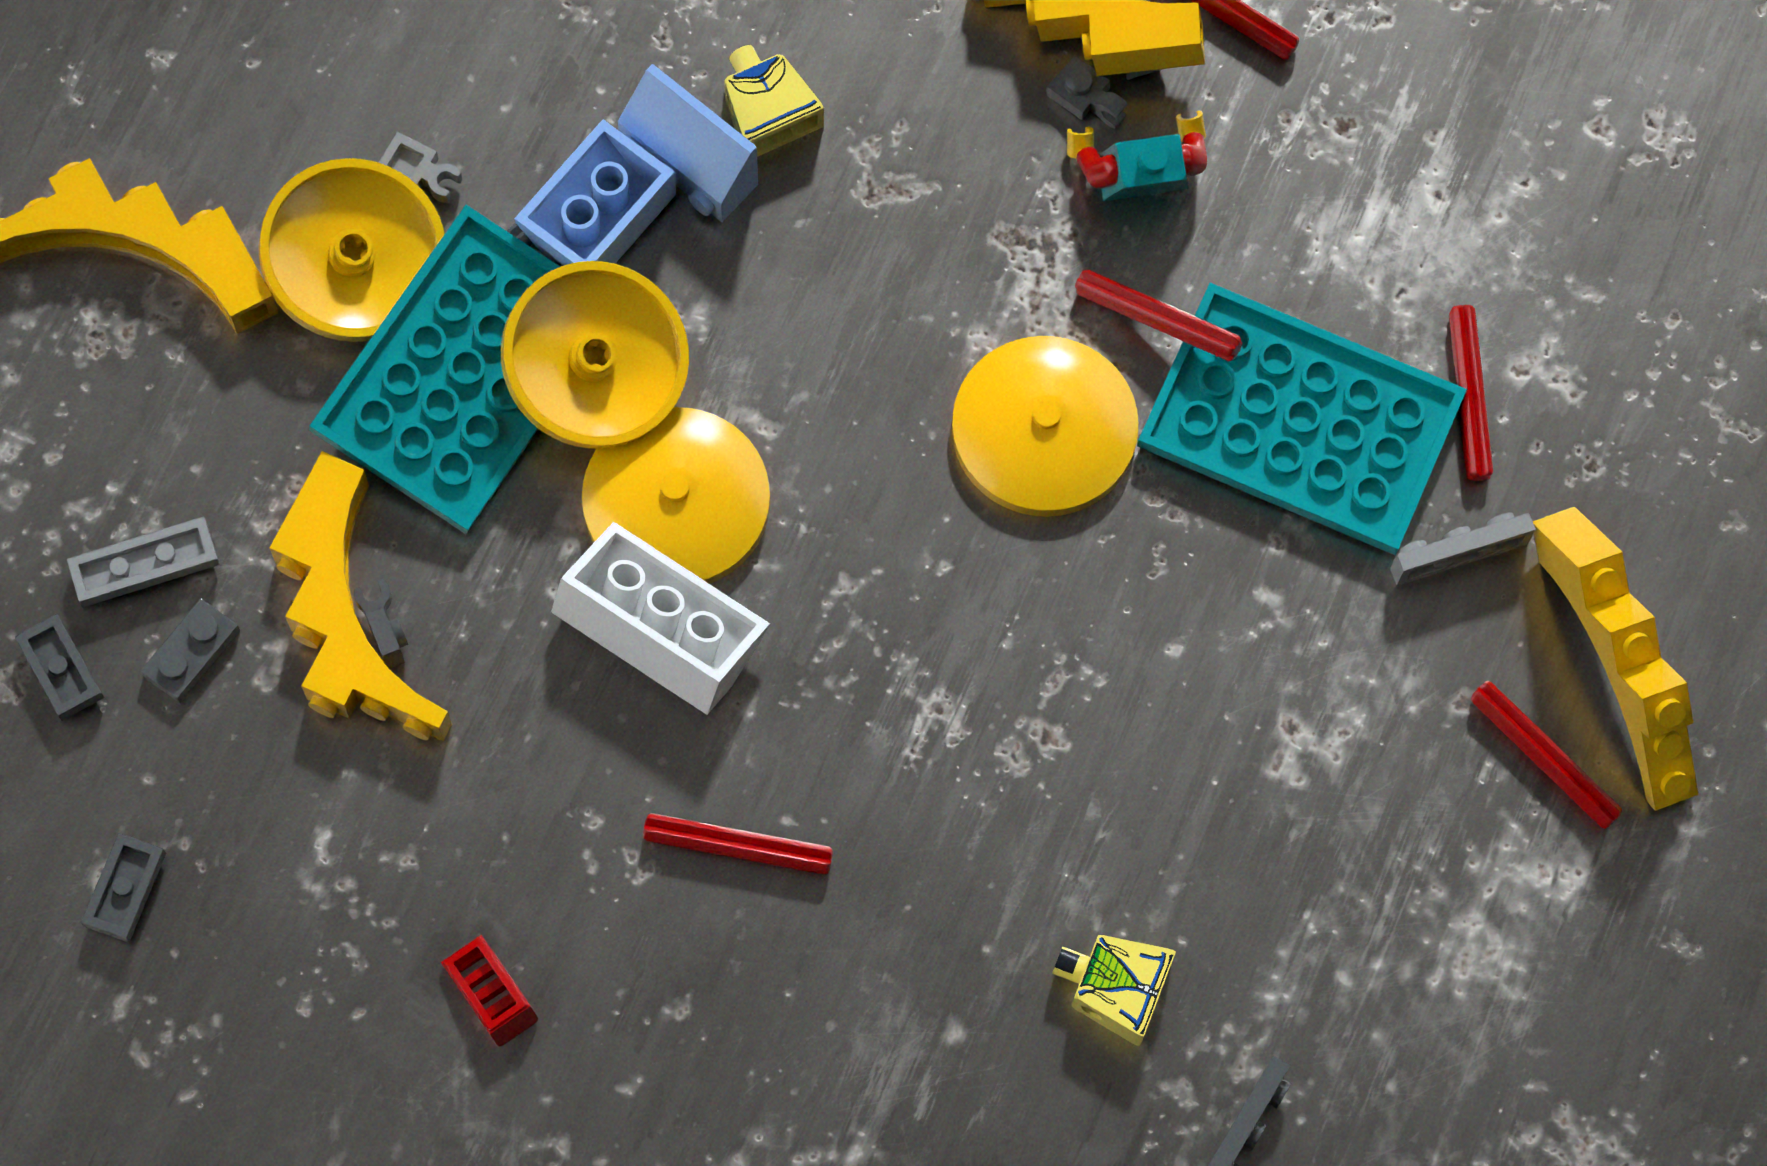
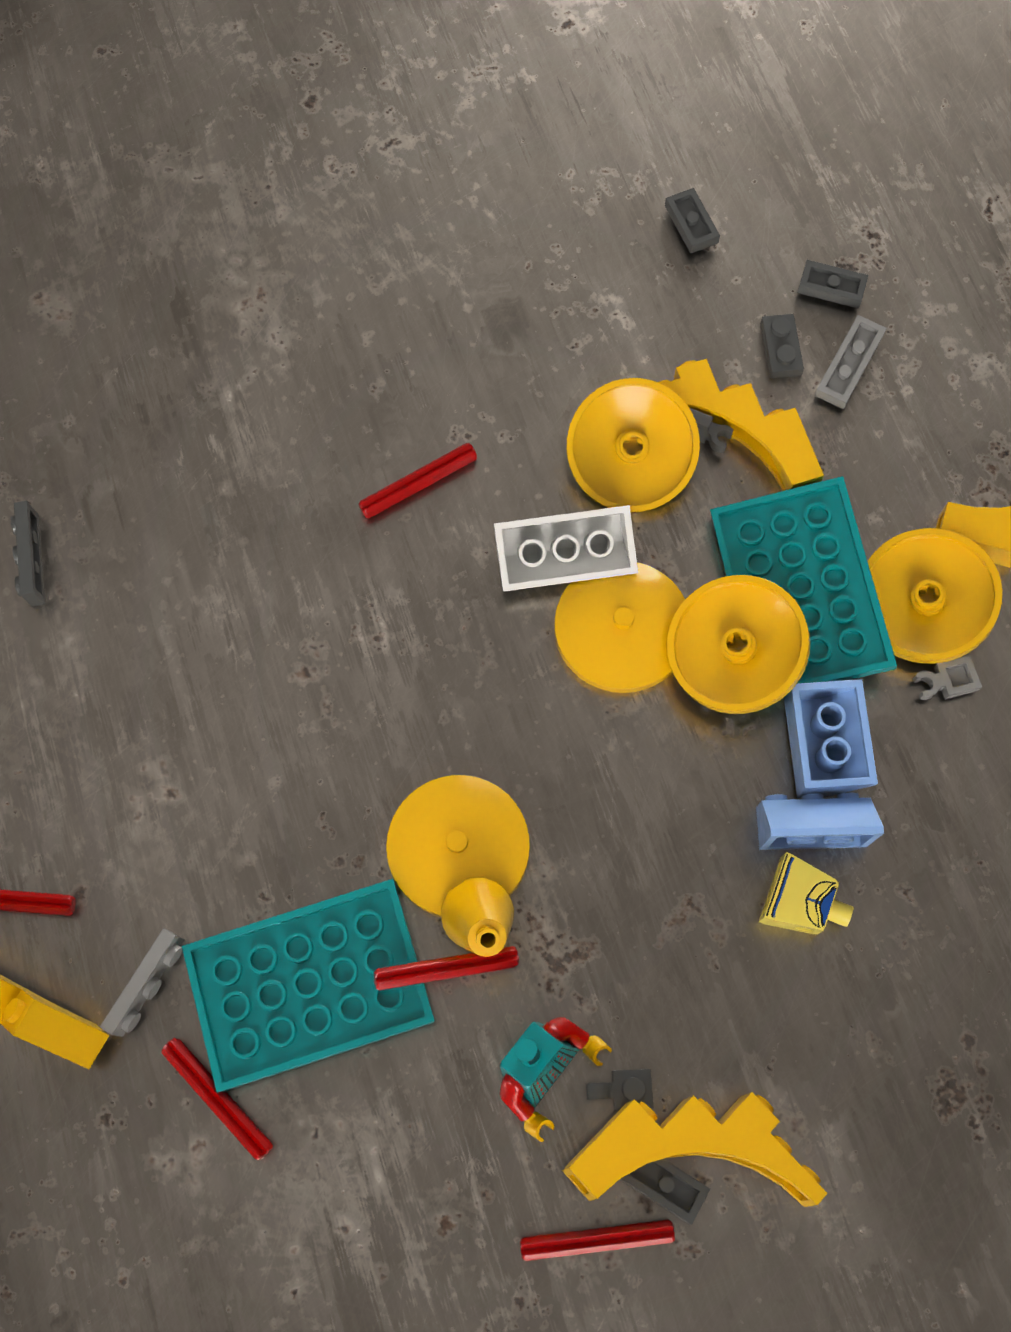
camera: 145 degrees right, 0 degrees up
(480, 659) = (633, 444): none -> yellow dish
(509, 1014) = (468, 305): red slope -> none
(1091, 318) = (478, 916): none -> yellow cone
(1117, 983) = (153, 570): torso -> none

